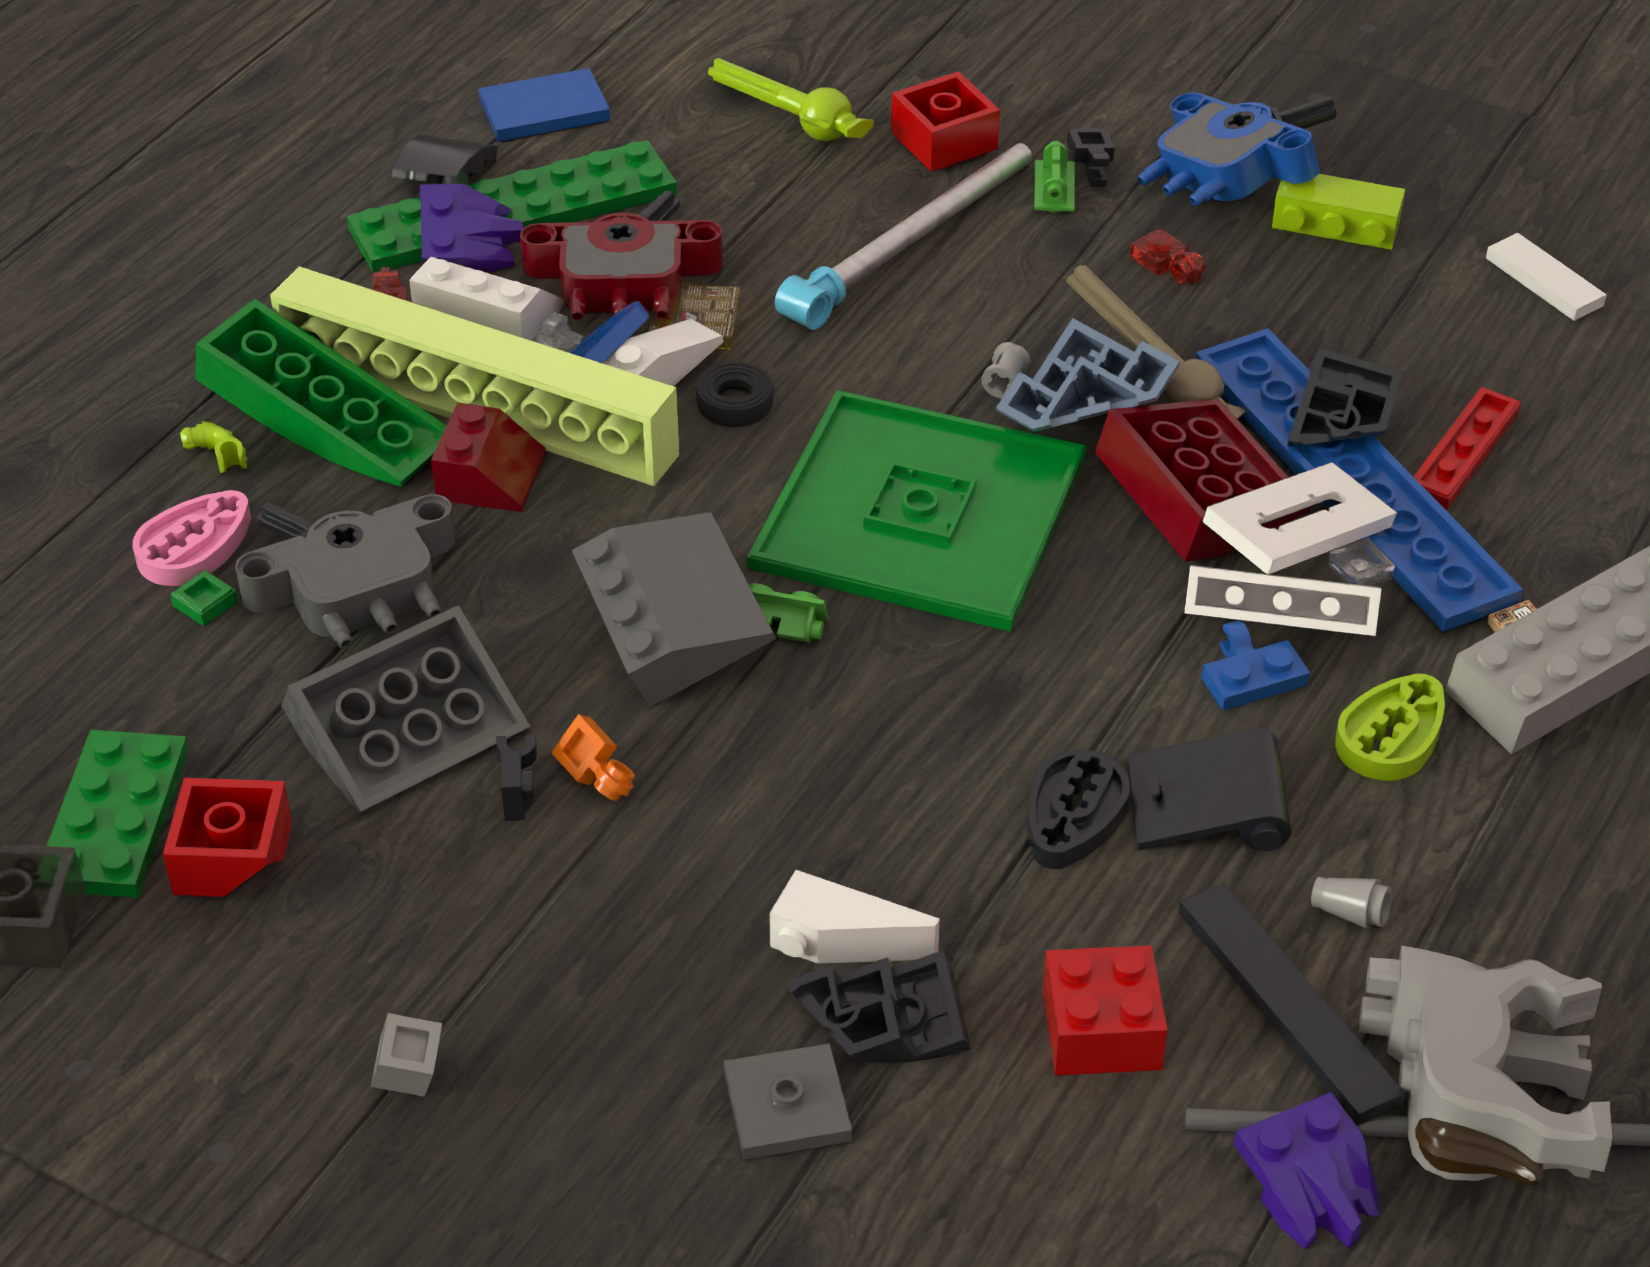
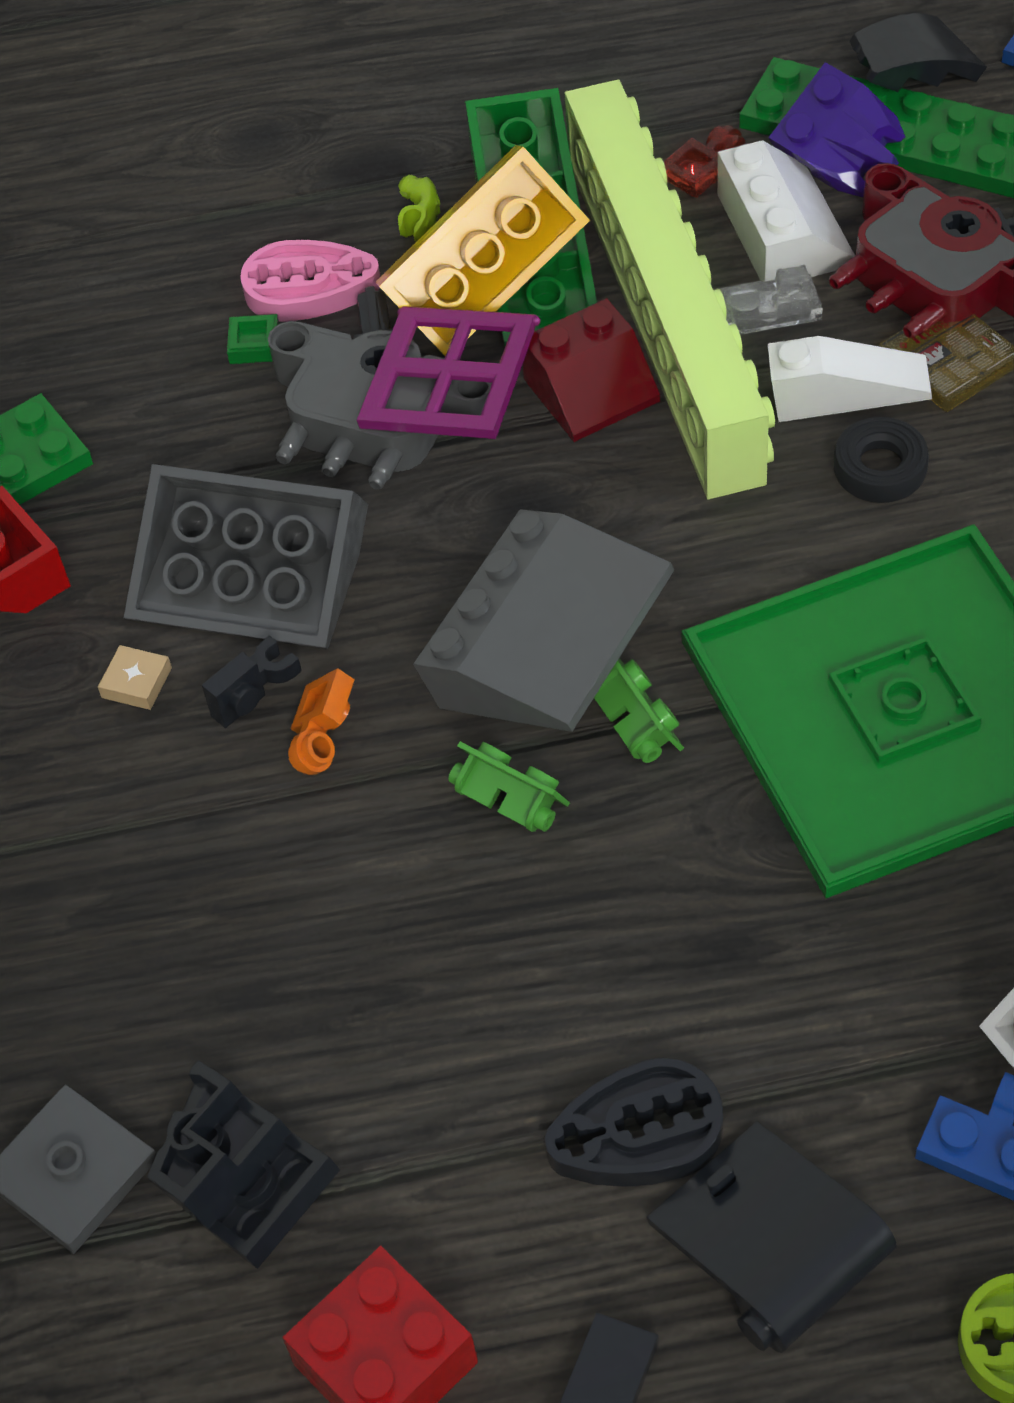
camera: 55 degrees right, 10 degrees up
(329, 425) = (486, 243): none -> yellow slope
(423, 834) = (135, 677): none -> tan tile
(439, 542) = (432, 421): none -> magenta window
(612, 333) = (809, 324): blue tile -> none
(742, 706) = (528, 794): none -> bright green hinge
(845, 925) = (291, 1047): white slope -> none

